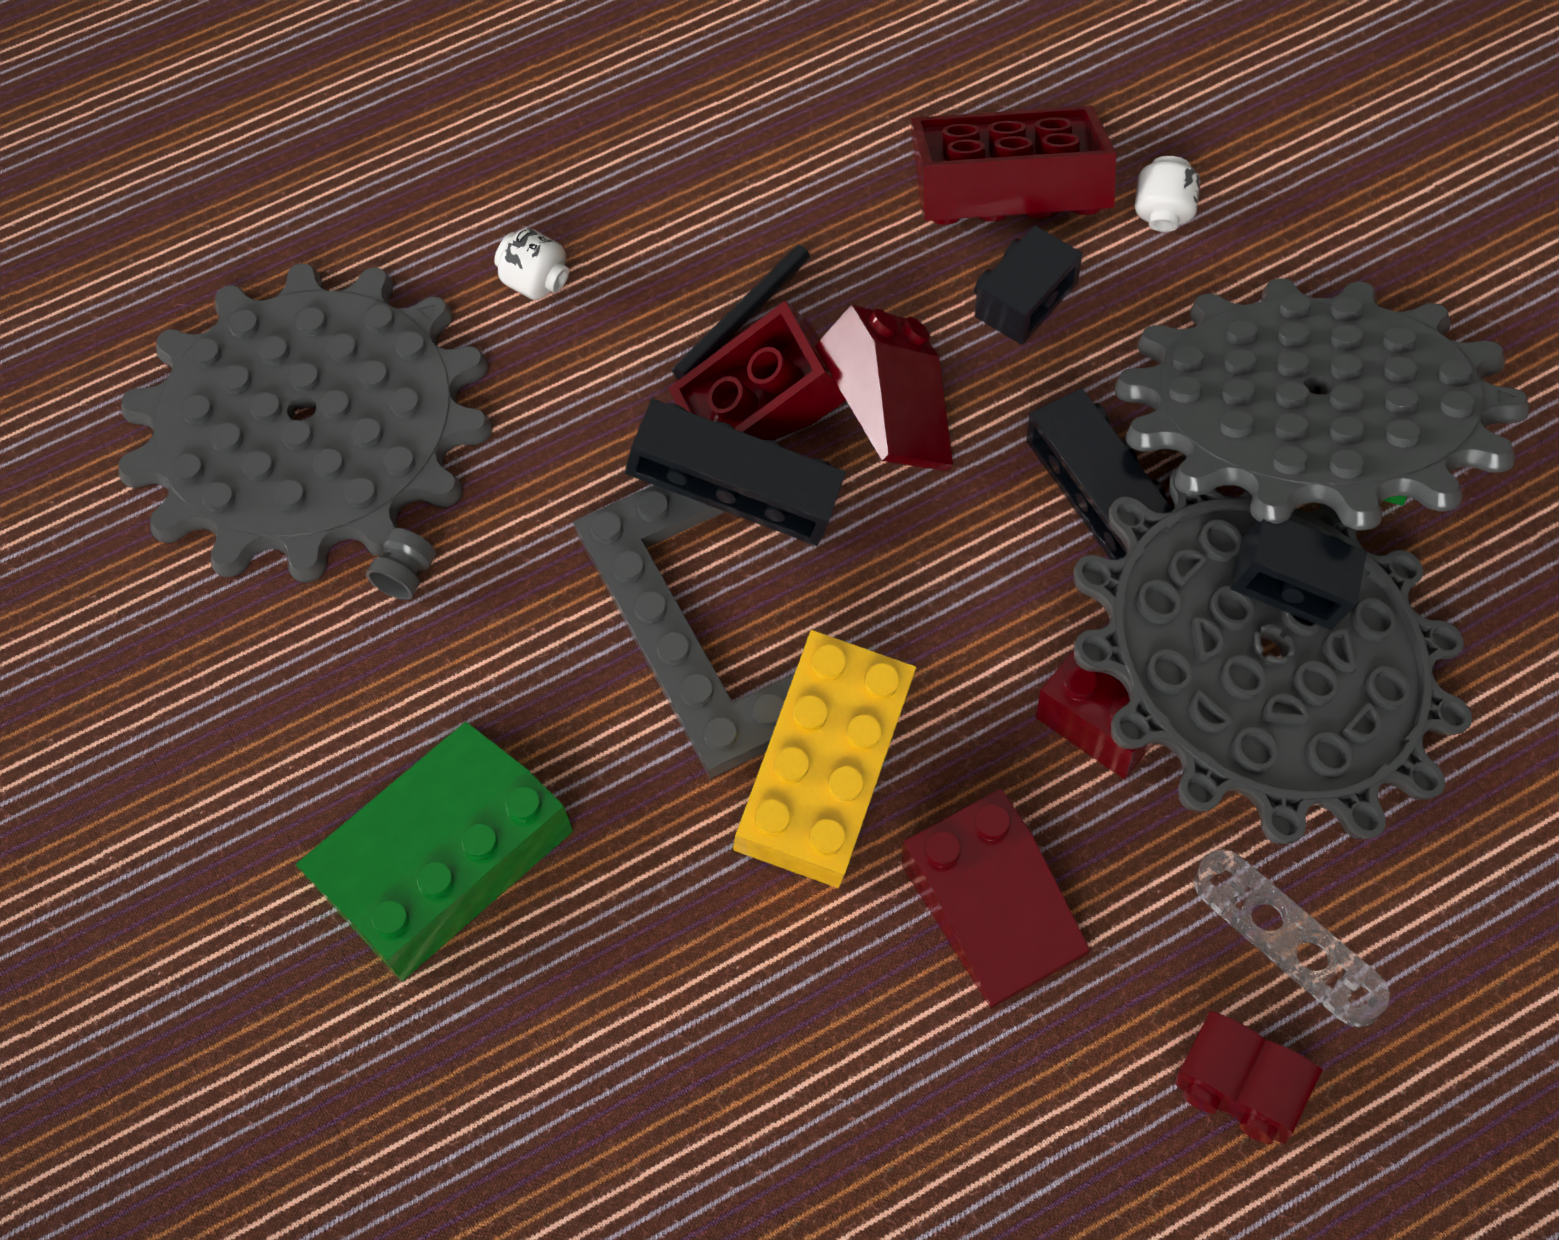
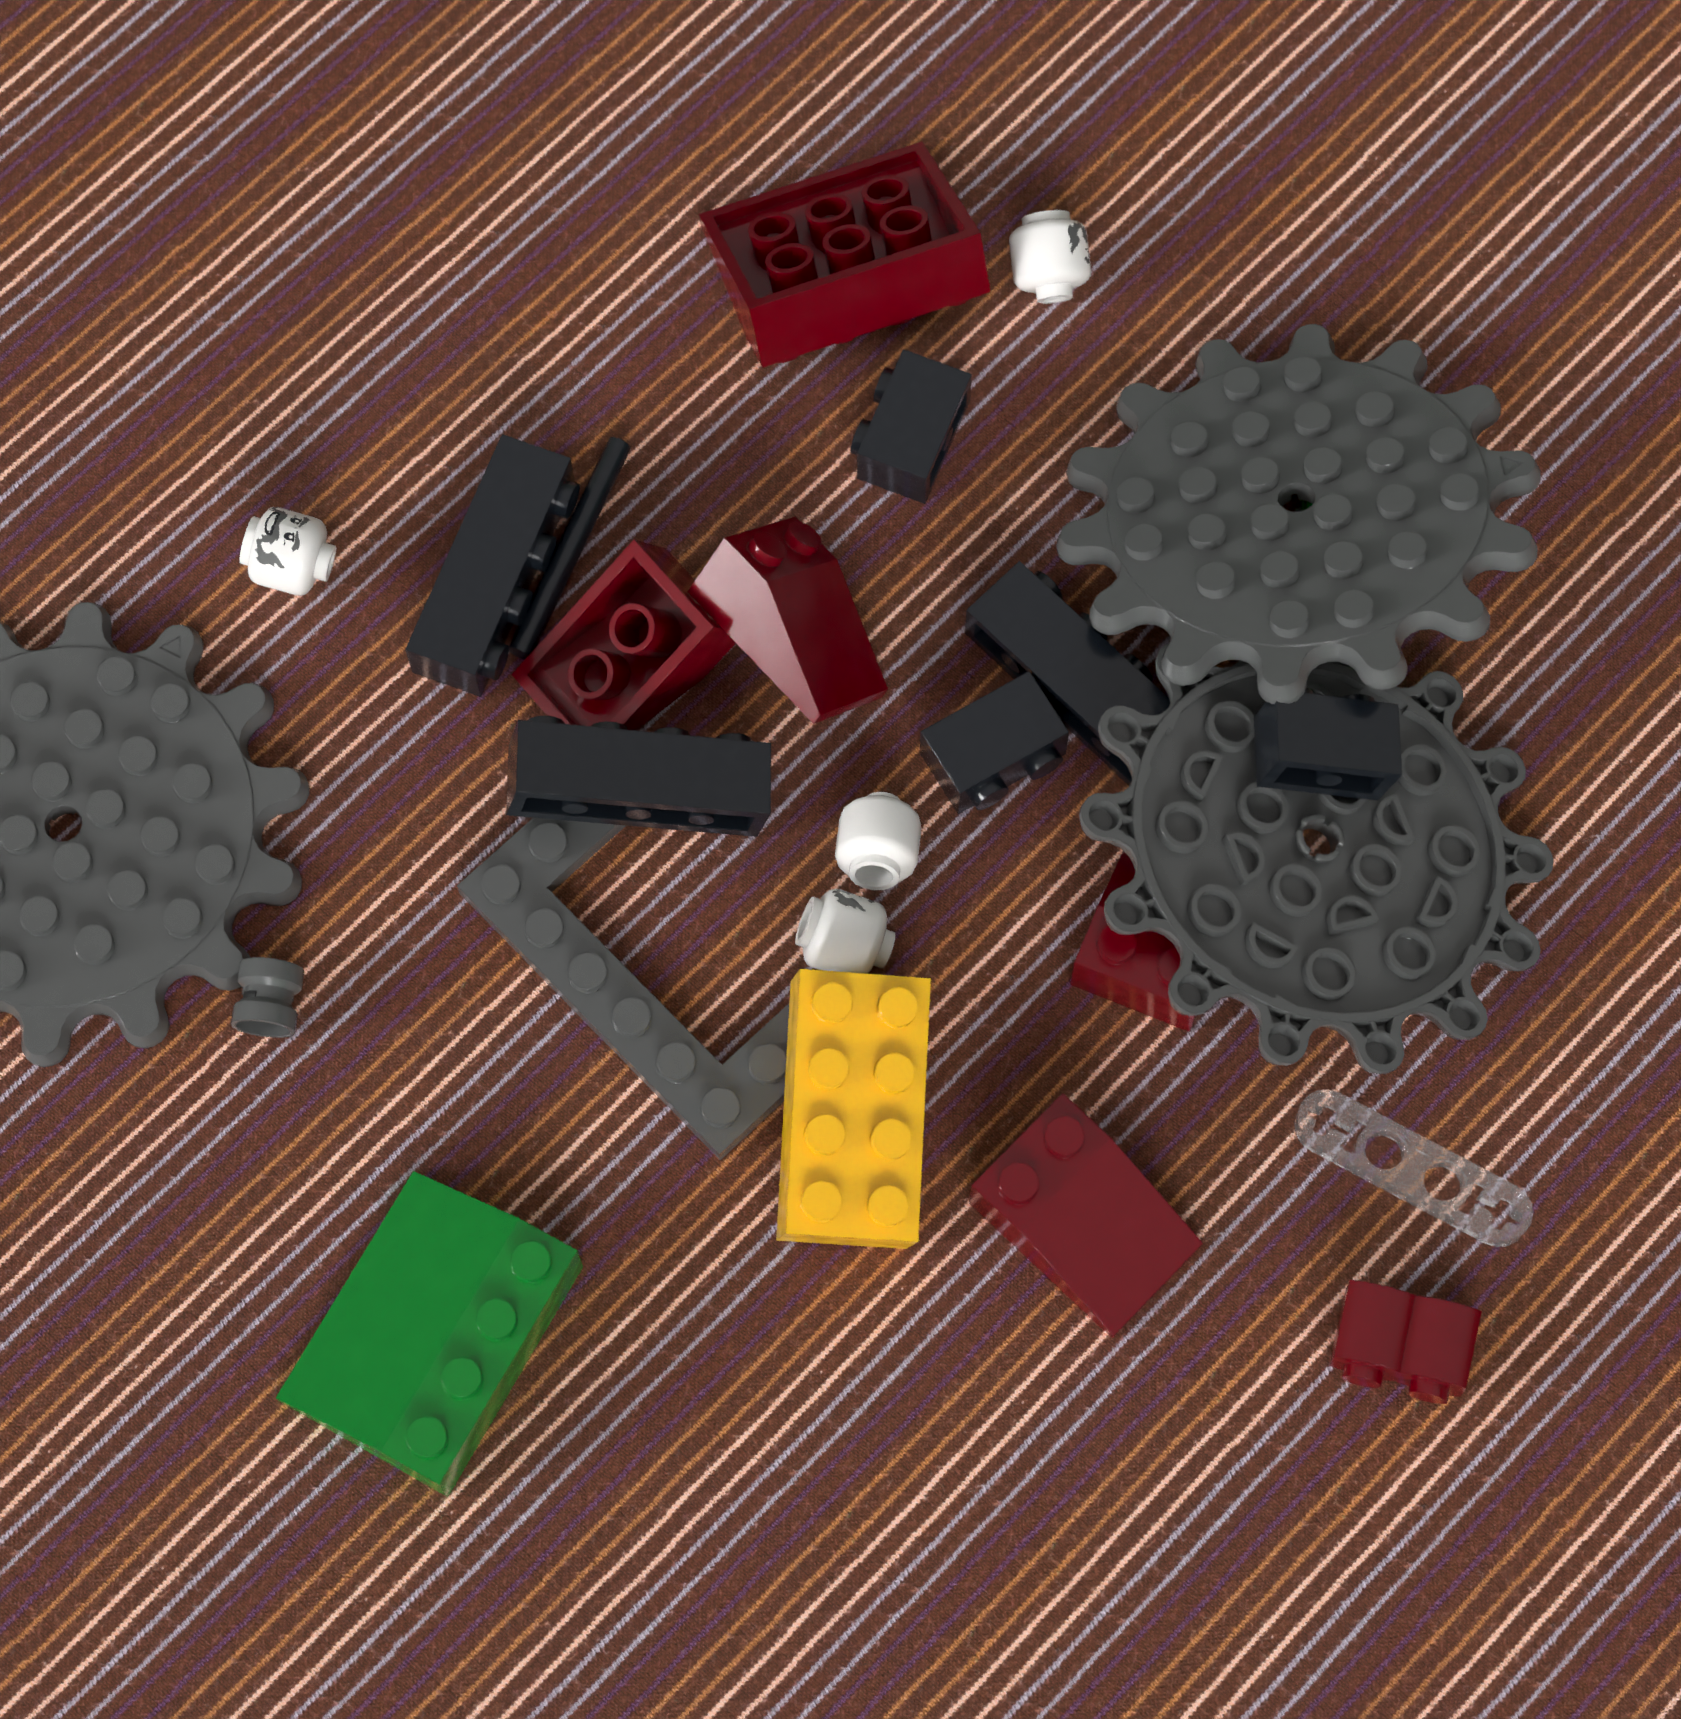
camera: 20 degrees left, 10 degrees up
(677, 308) = (492, 566): none -> black brick
(864, 622) = (844, 933): none -> white head
(910, 566) = (878, 841): none -> white head
(1024, 518) = (994, 744): none -> black brick

